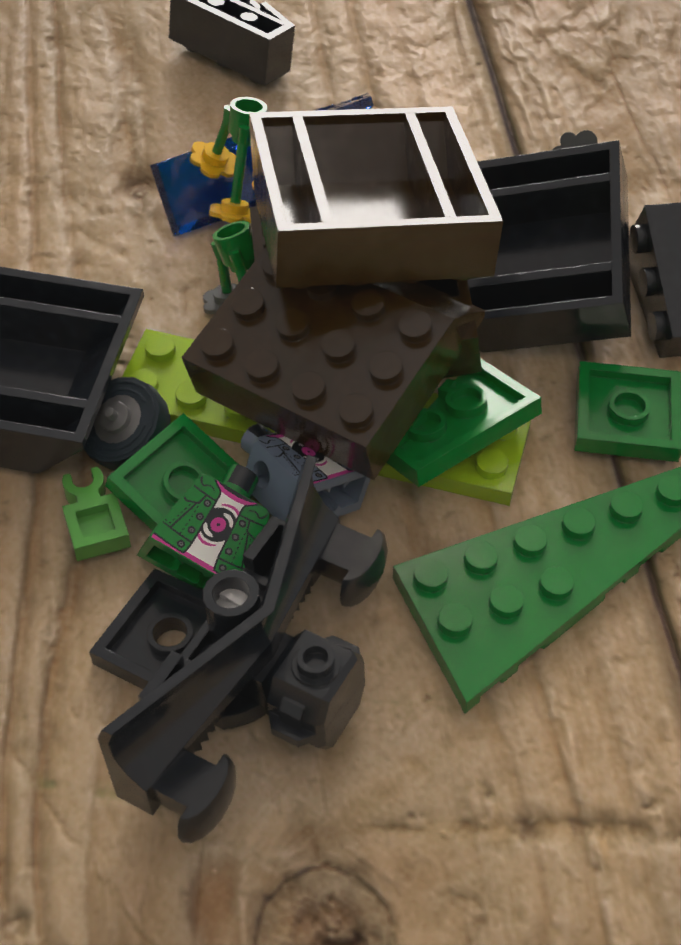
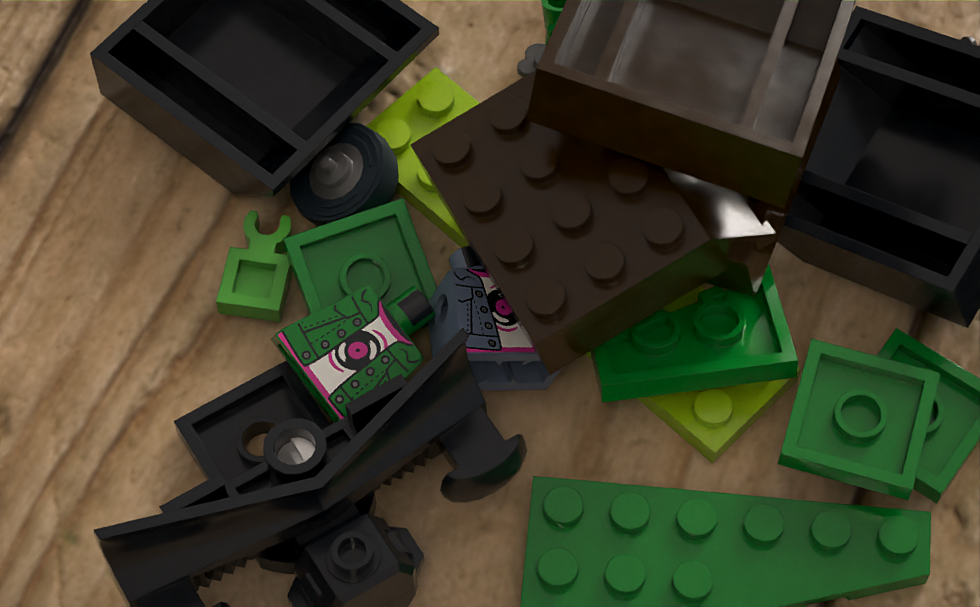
camera: 30 degrees right, 10 degrees up
(602, 421) = (859, 419): none -> green plate

